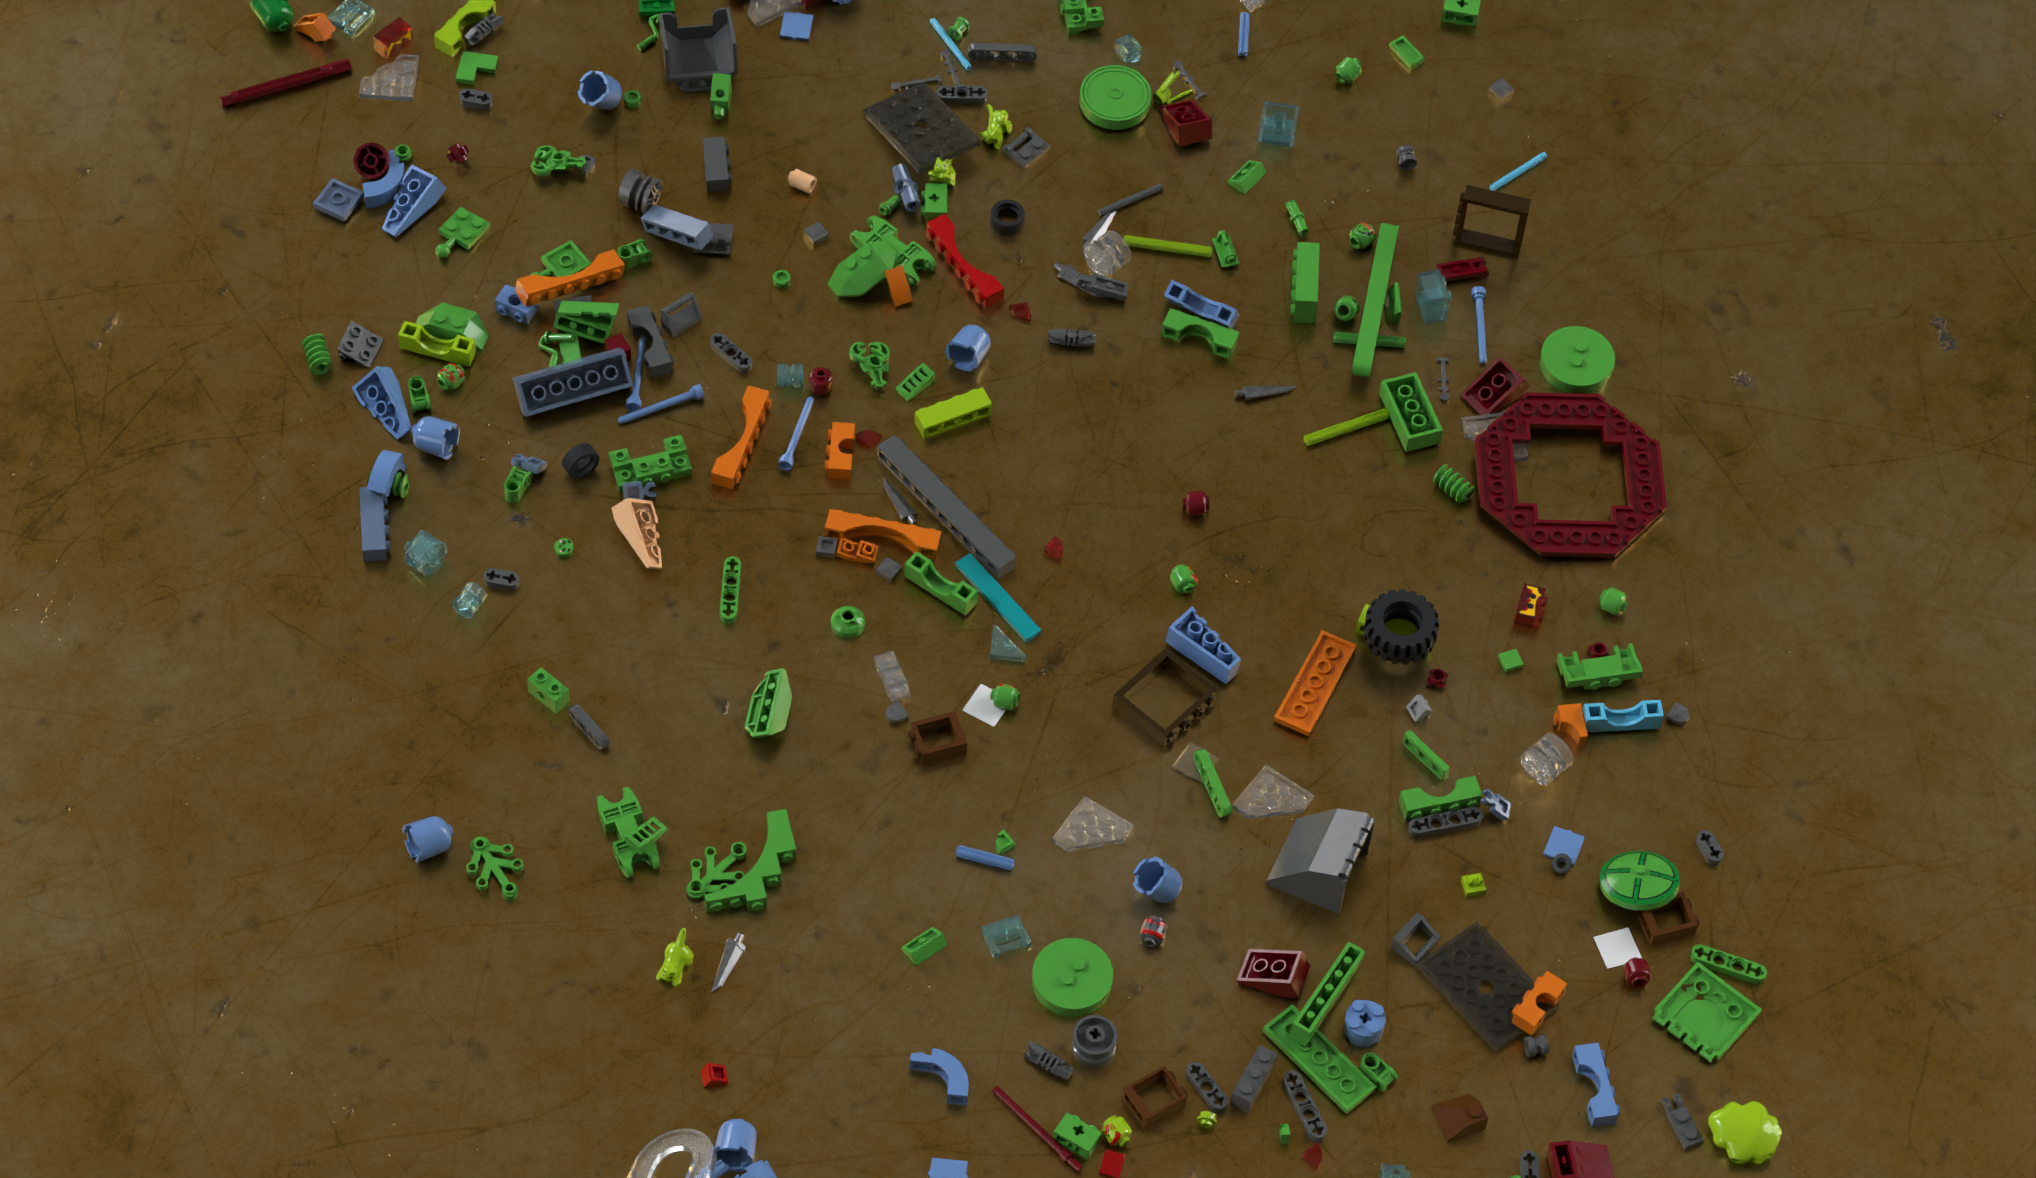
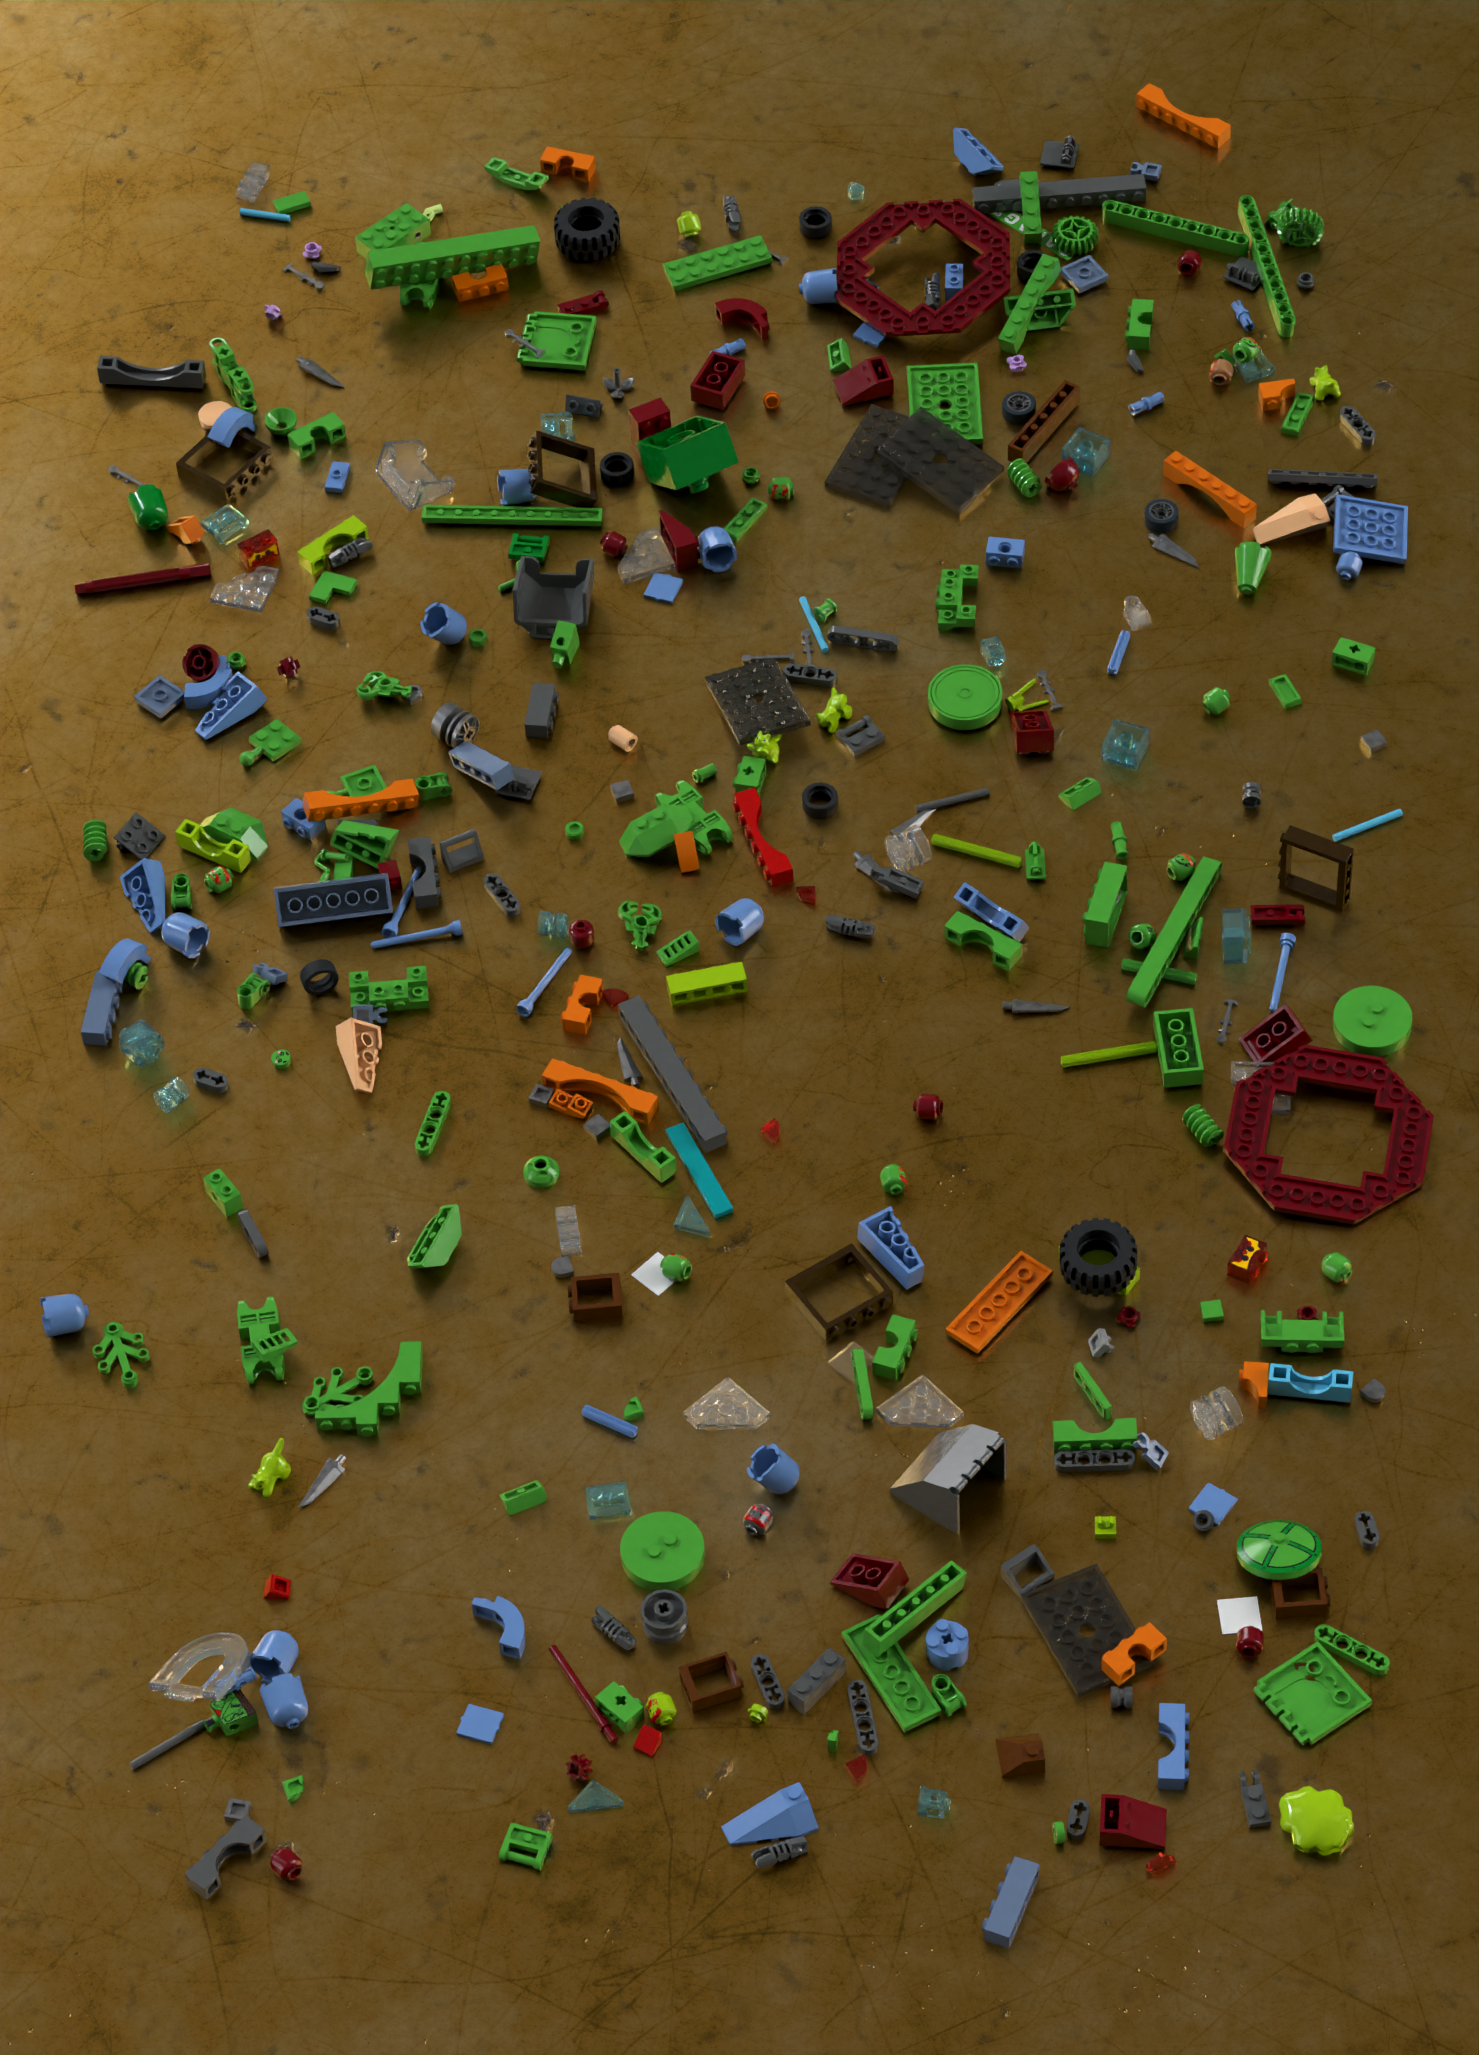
camera: 20 degrees right, 5 degrees down
(728, 466) = (466, 1003): orange arch -> none
(906, 187) = (724, 757): sand blue piece -> none
(1230, 756) = (890, 1361): none -> bright green arch

